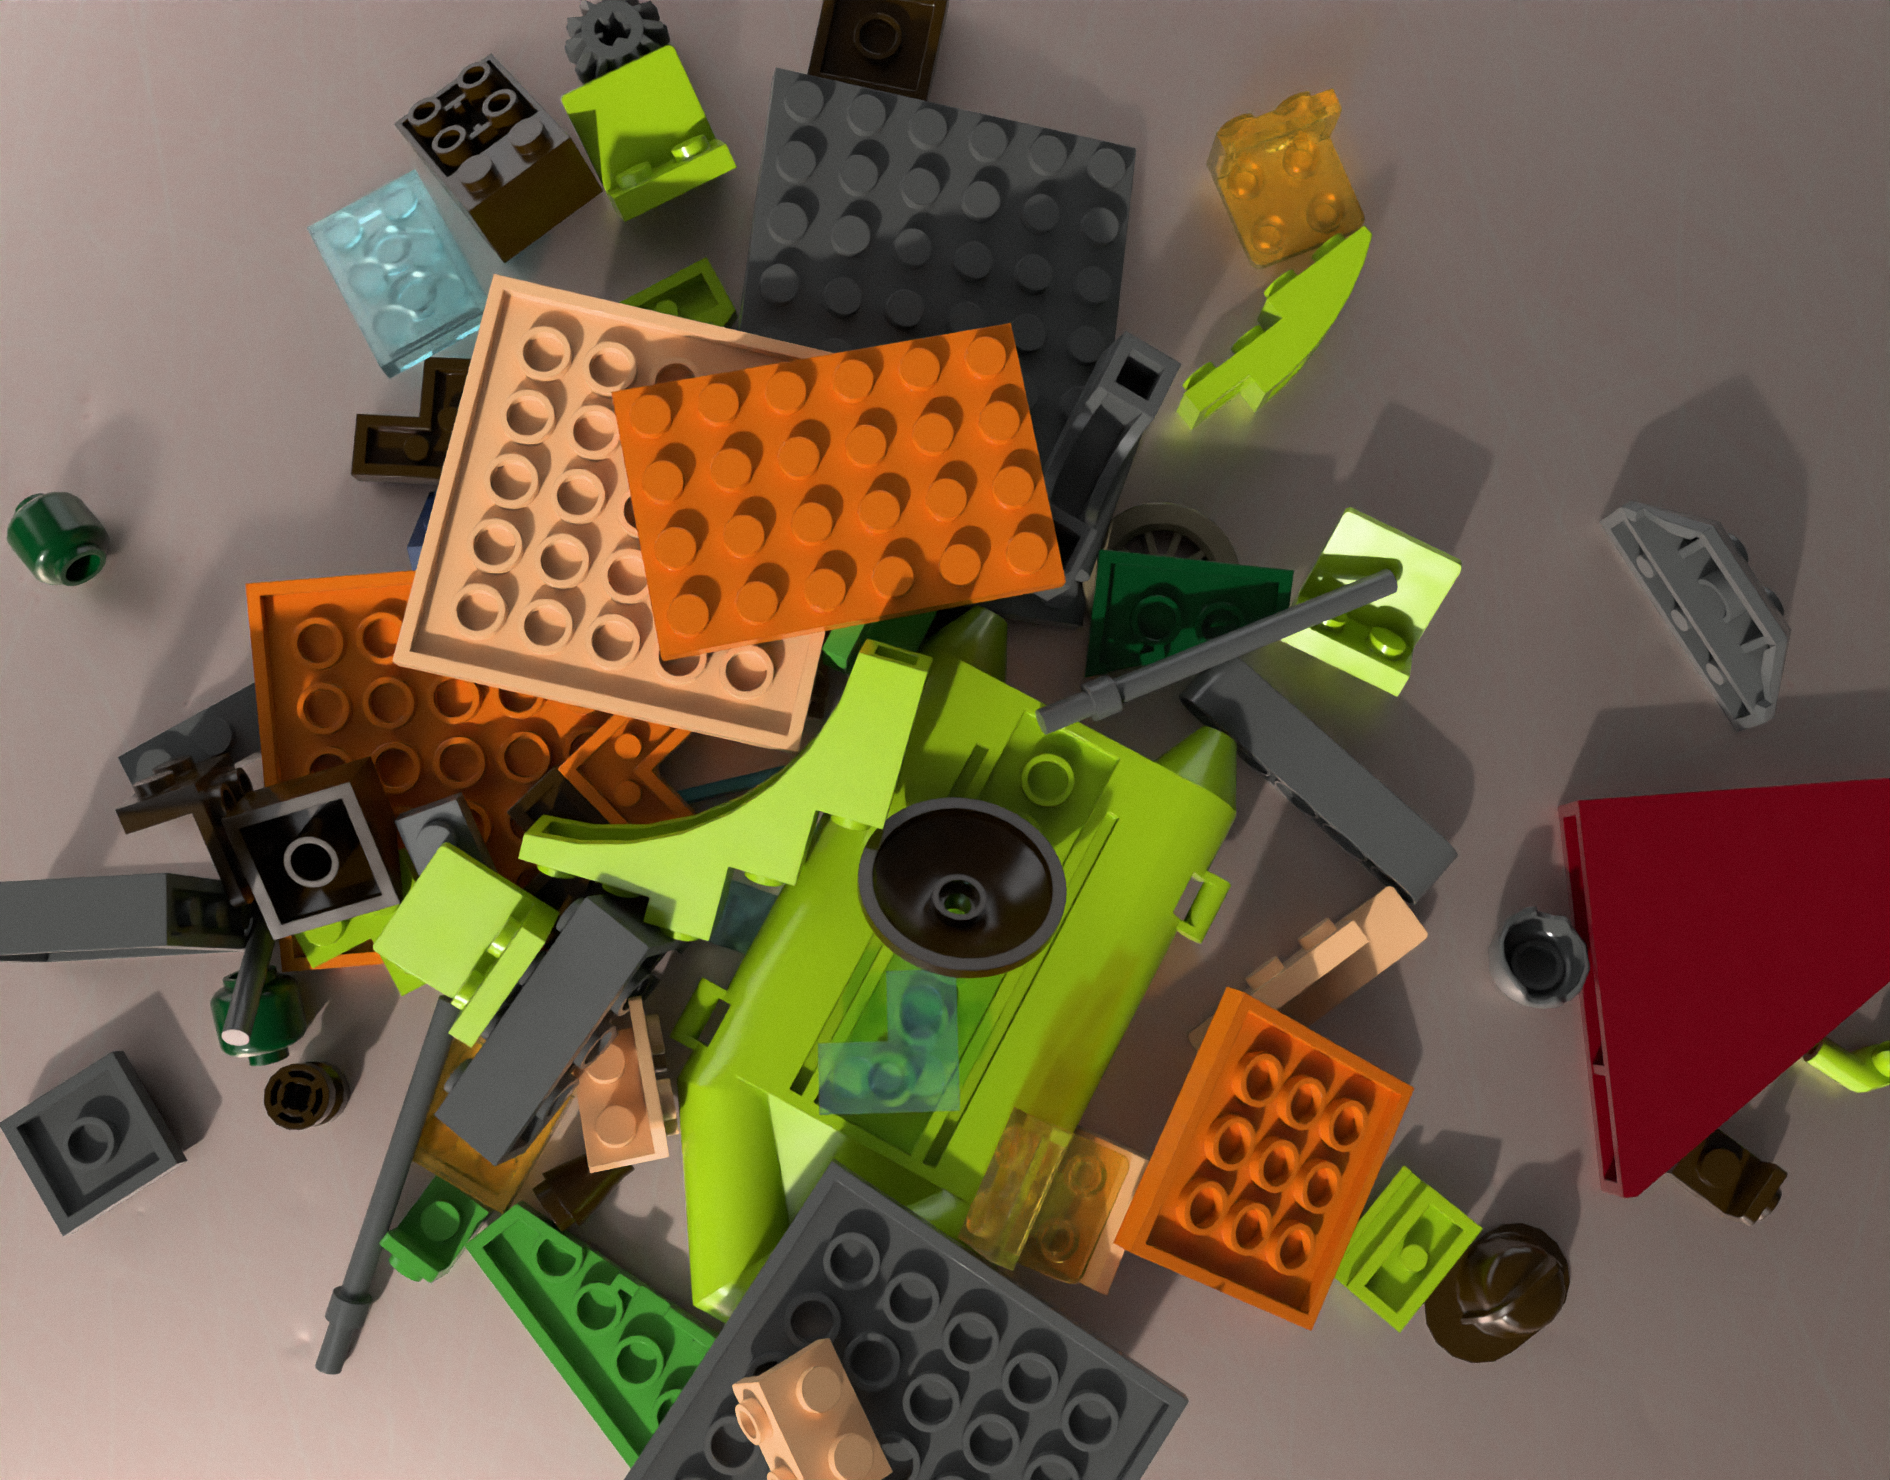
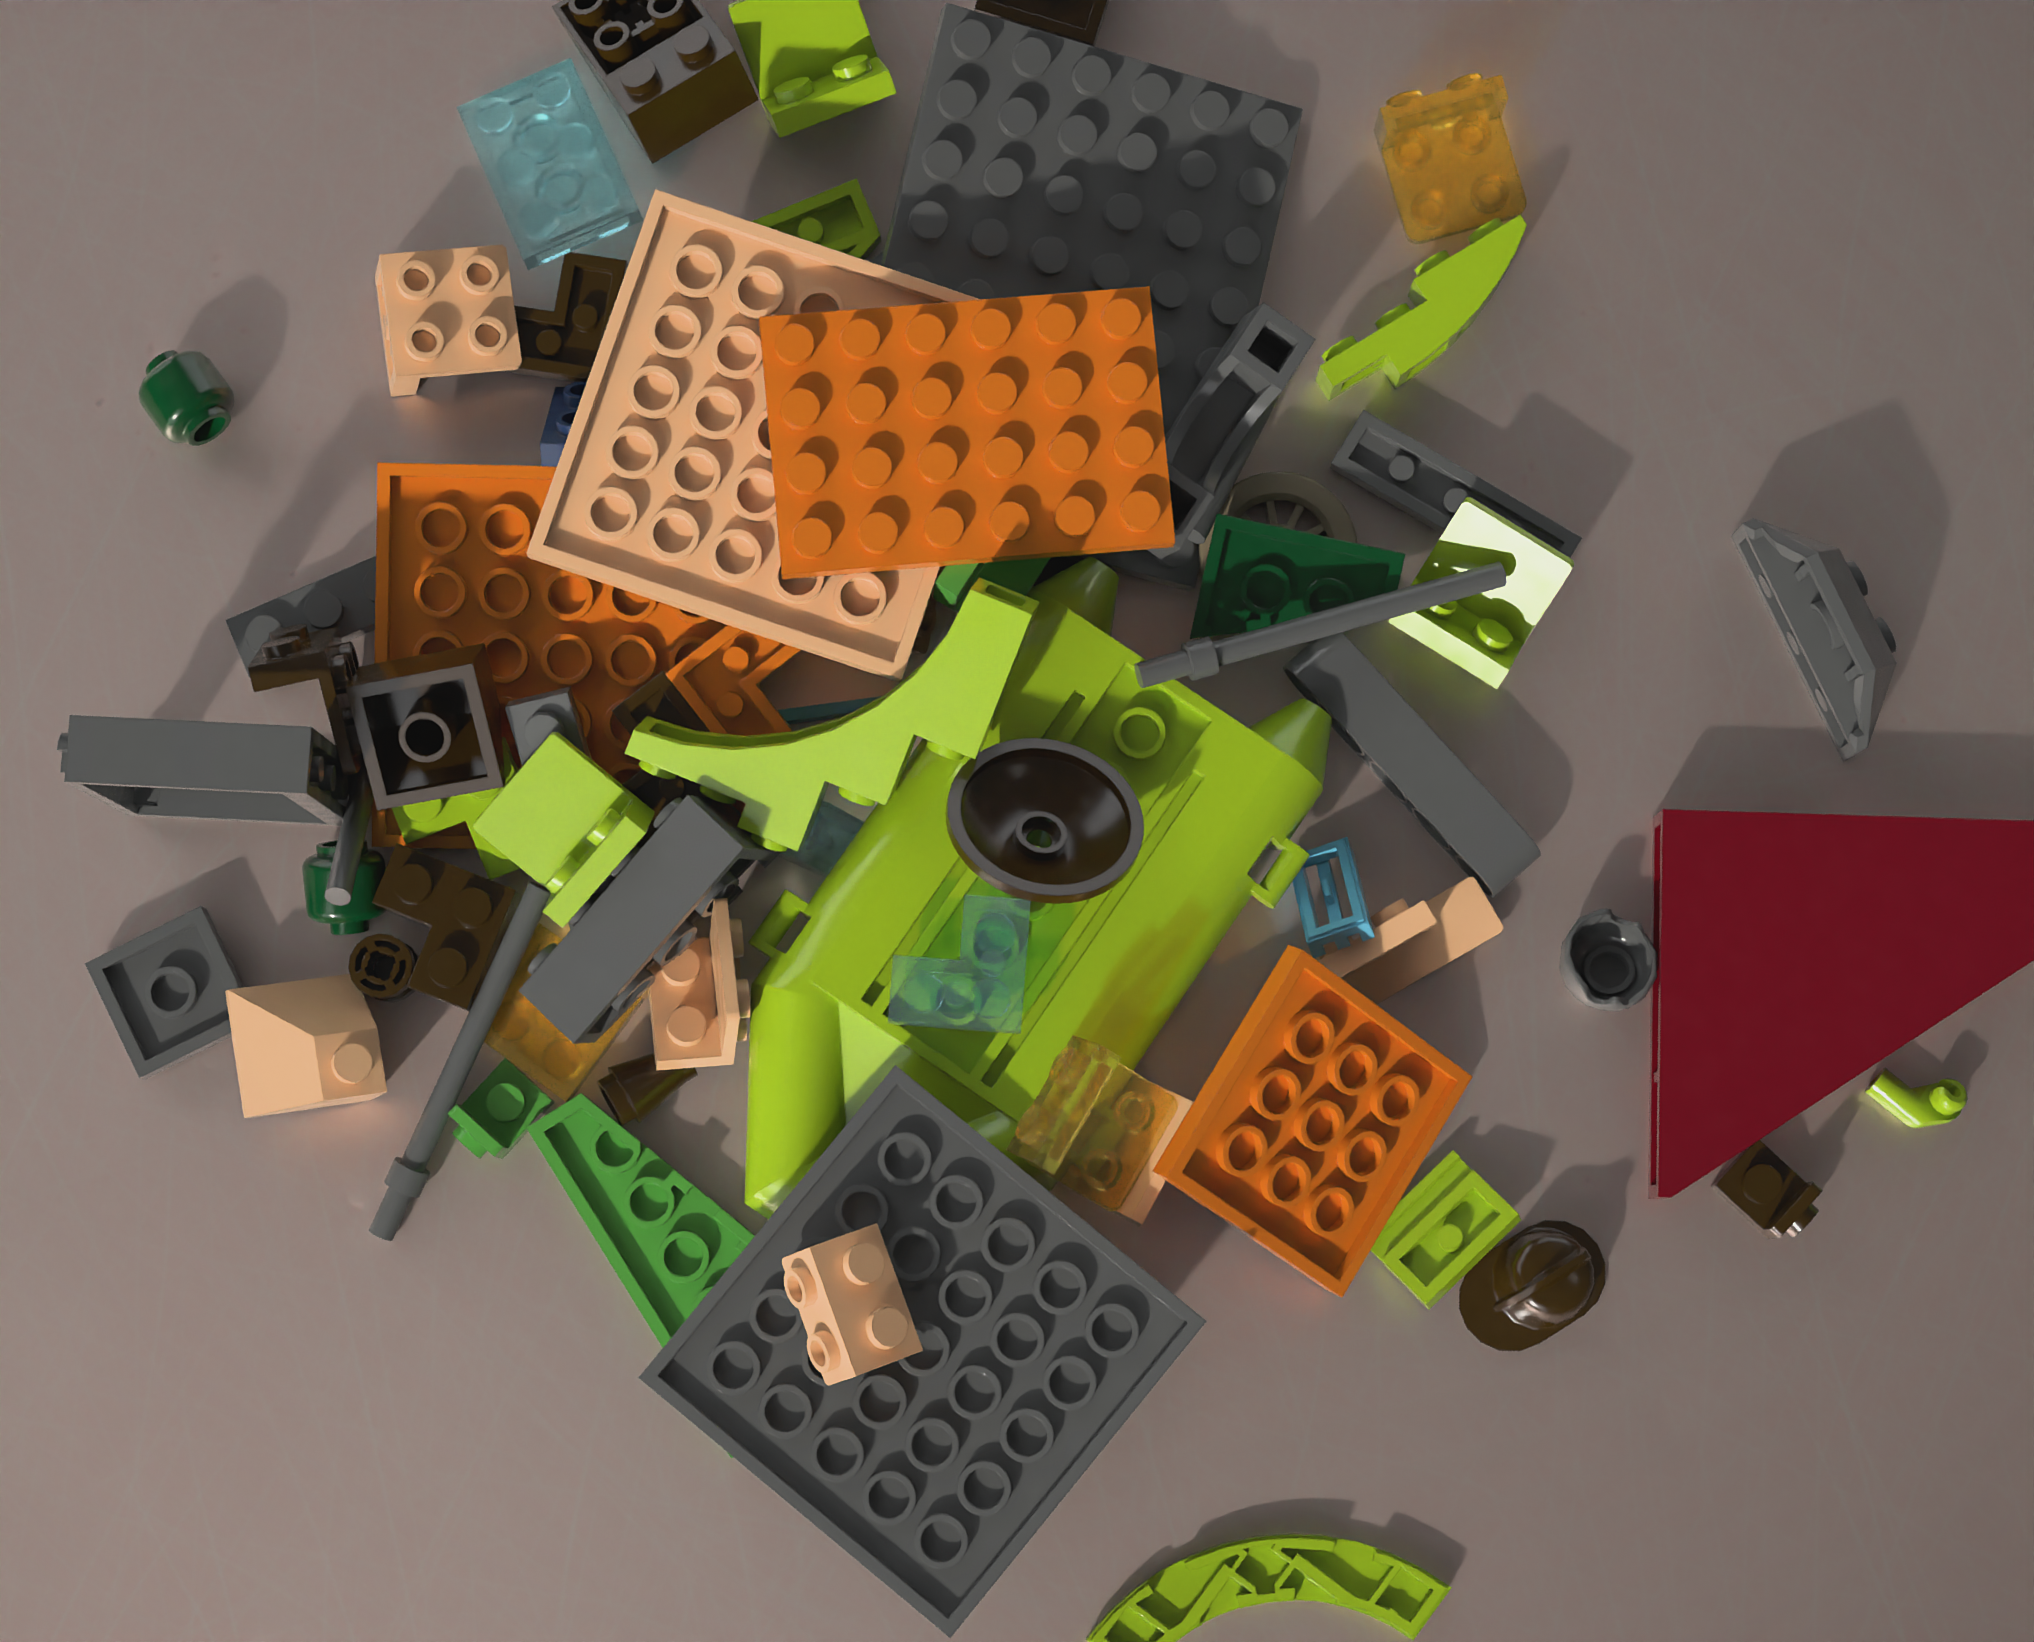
camera: 10 degrees right, 0 degrees up
(226, 1185) = (304, 1045): none -> light nougat slope
(311, 429) = (446, 314): none -> light nougat bracket
(378, 1038) = (465, 920): none -> dark brown brick
(1271, 960) = (1339, 927): none -> medium azure tile
(1300, 498) = (1430, 484): none -> dark grey plate

